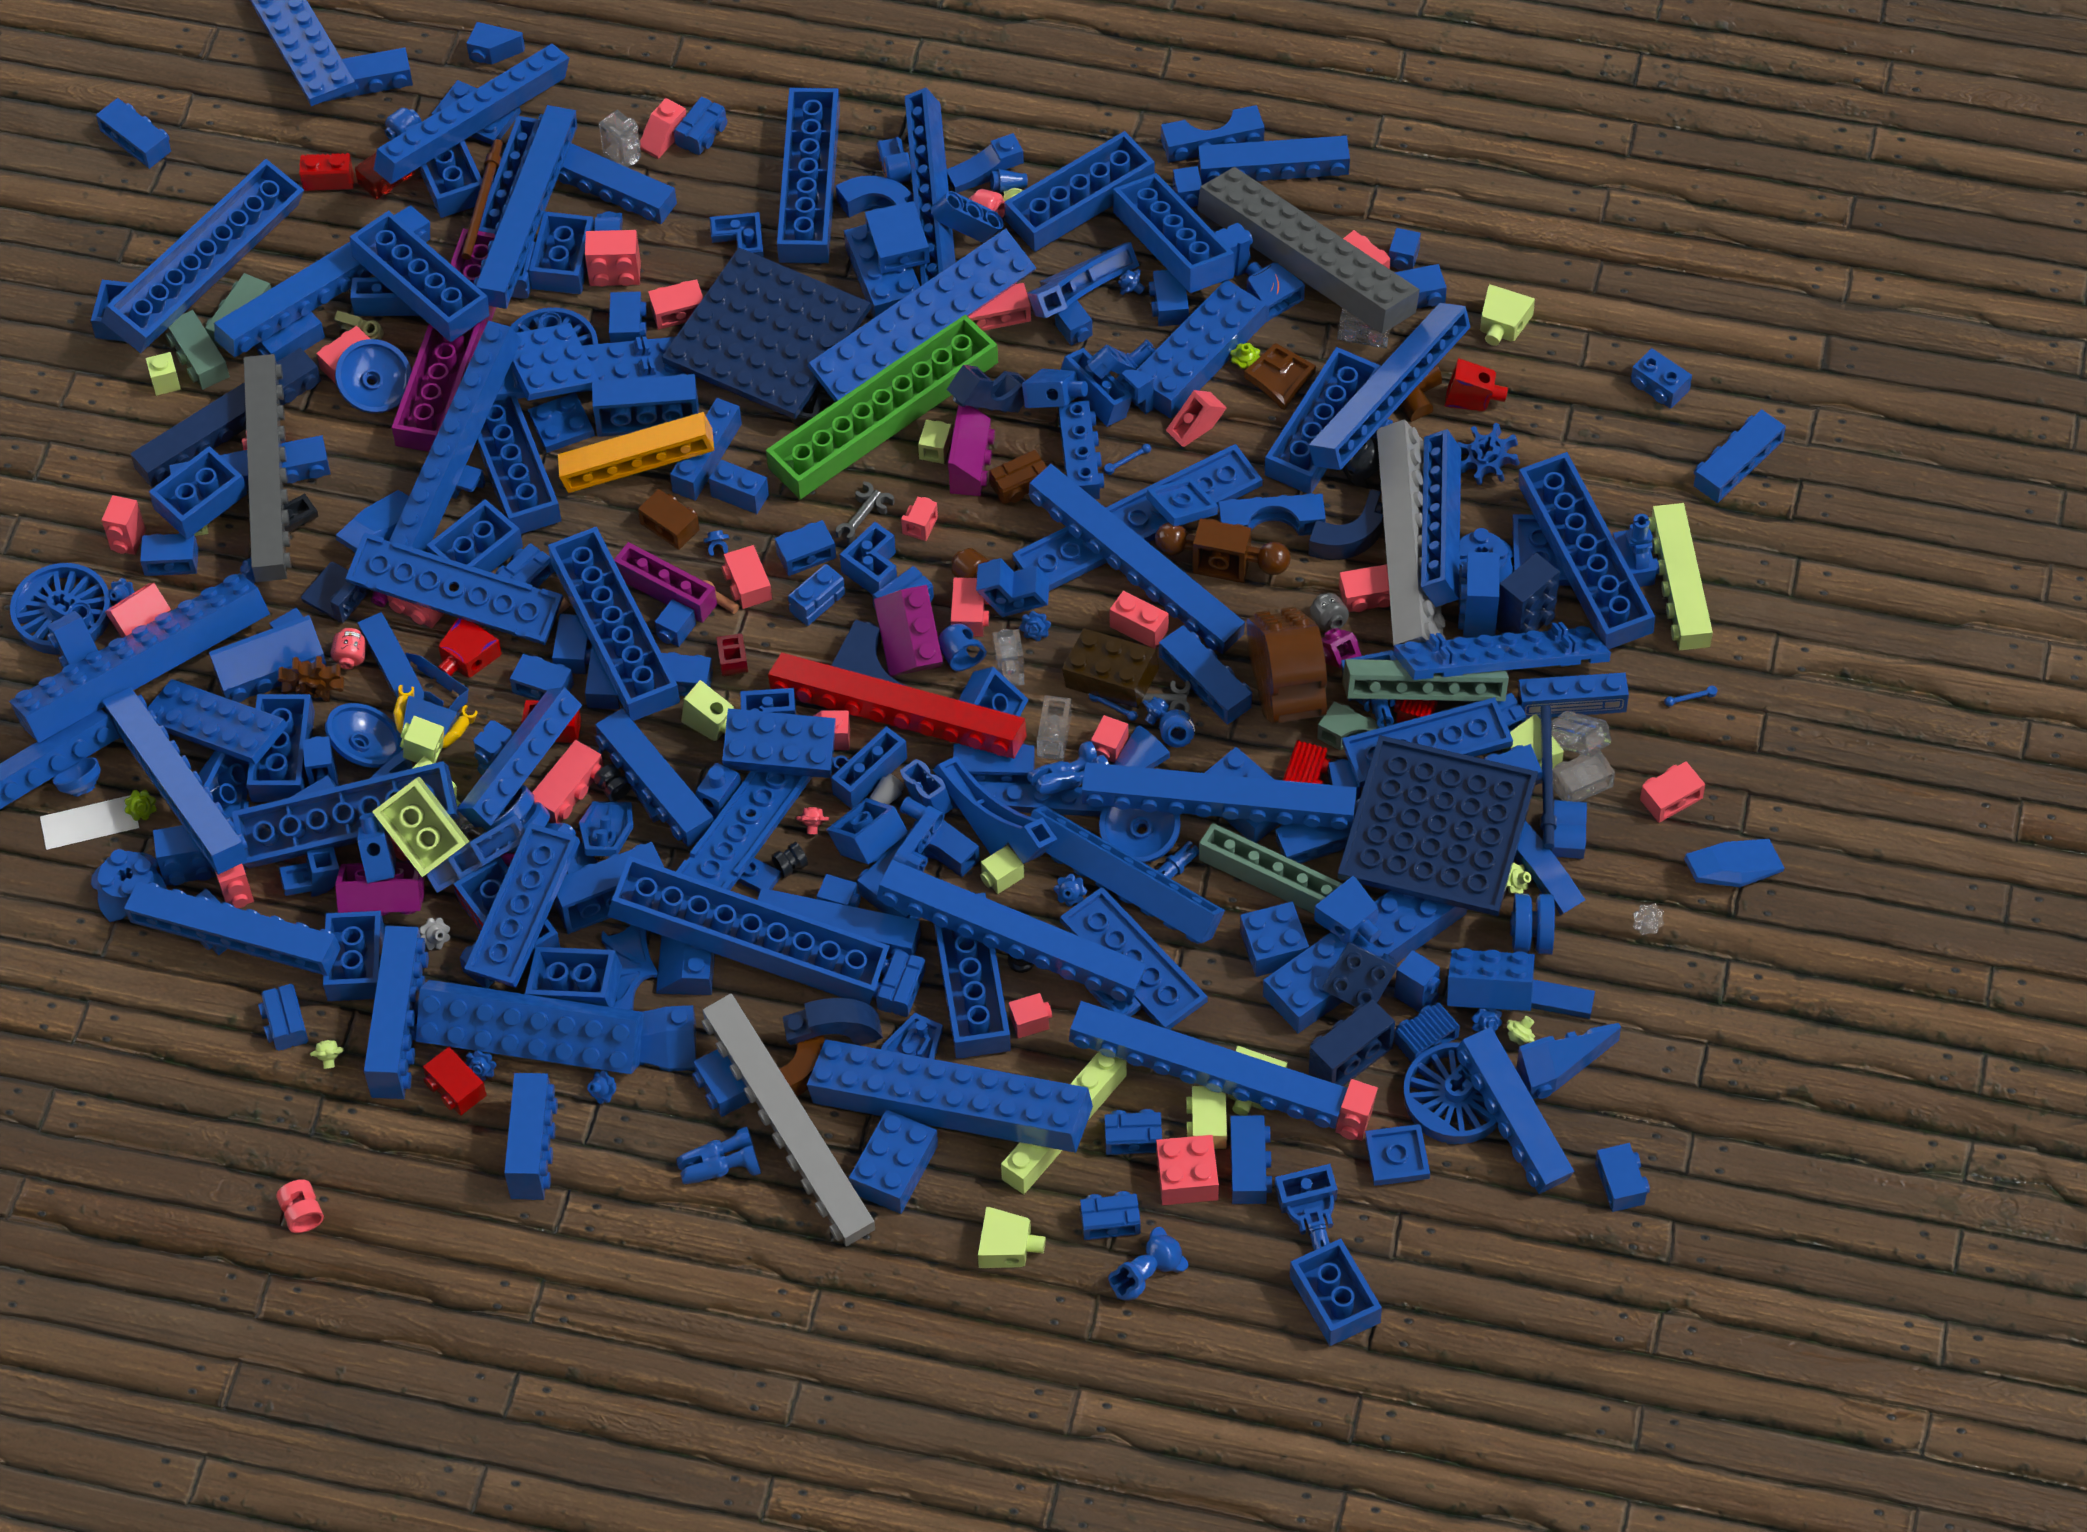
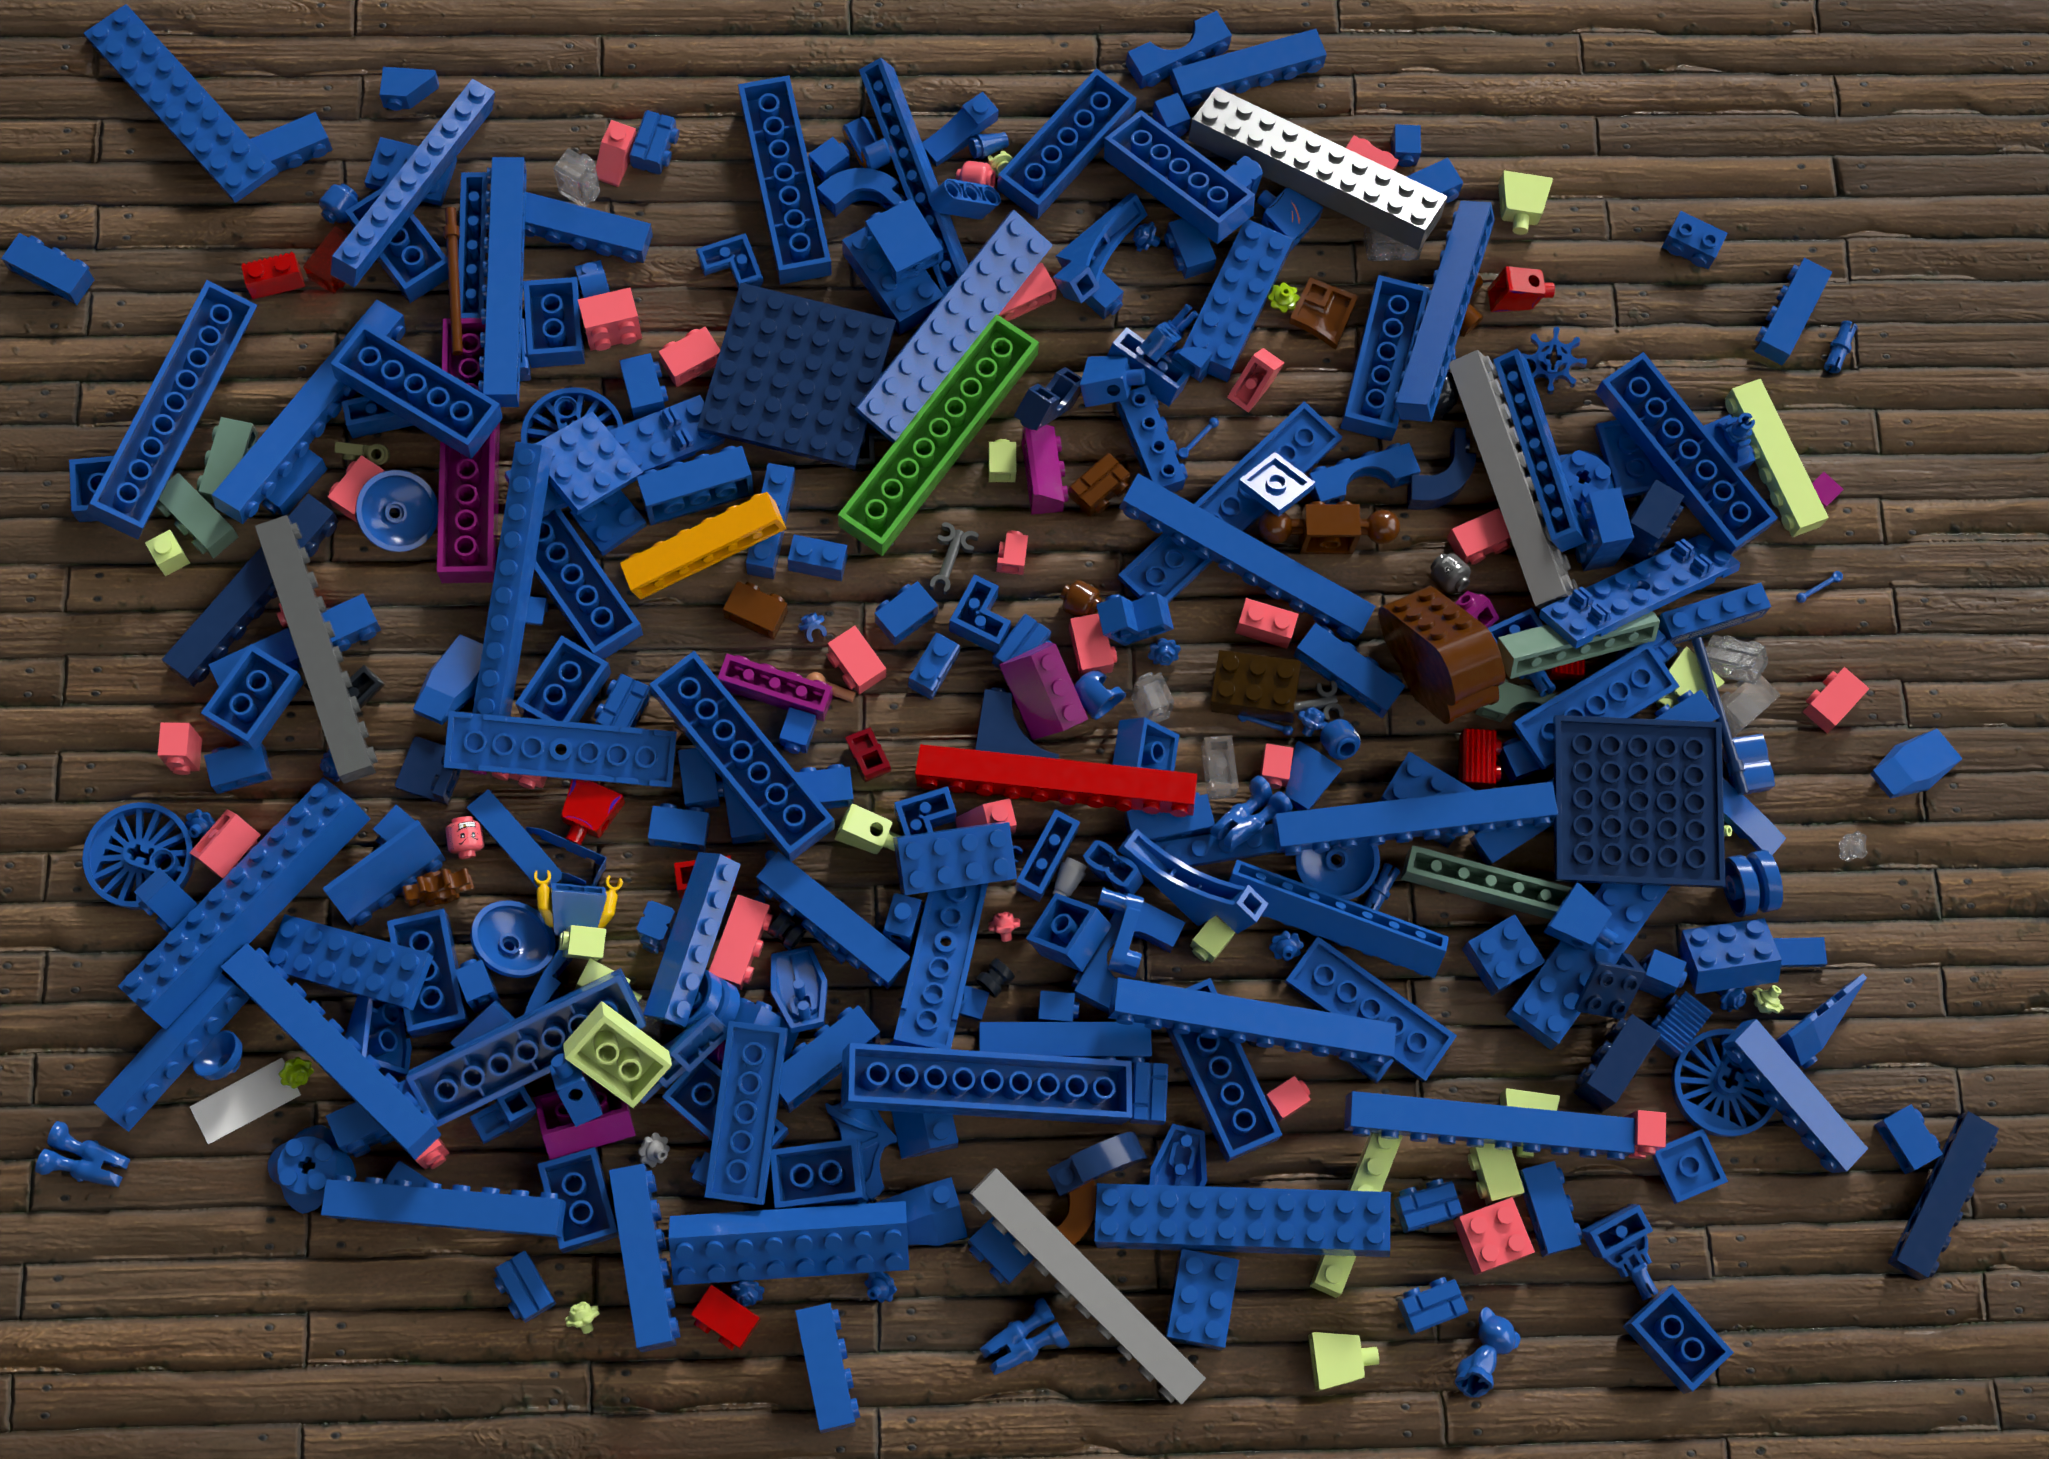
camera: 25 degrees left, 15 degrees up
(856, 164) = (829, 159): none -> blue brick
(1640, 1232) = (1944, 1196): none -> dark blue brick
(1723, 615) = (1826, 489): none -> magenta tile
(1778, 495) = (1840, 346): none -> blue pin

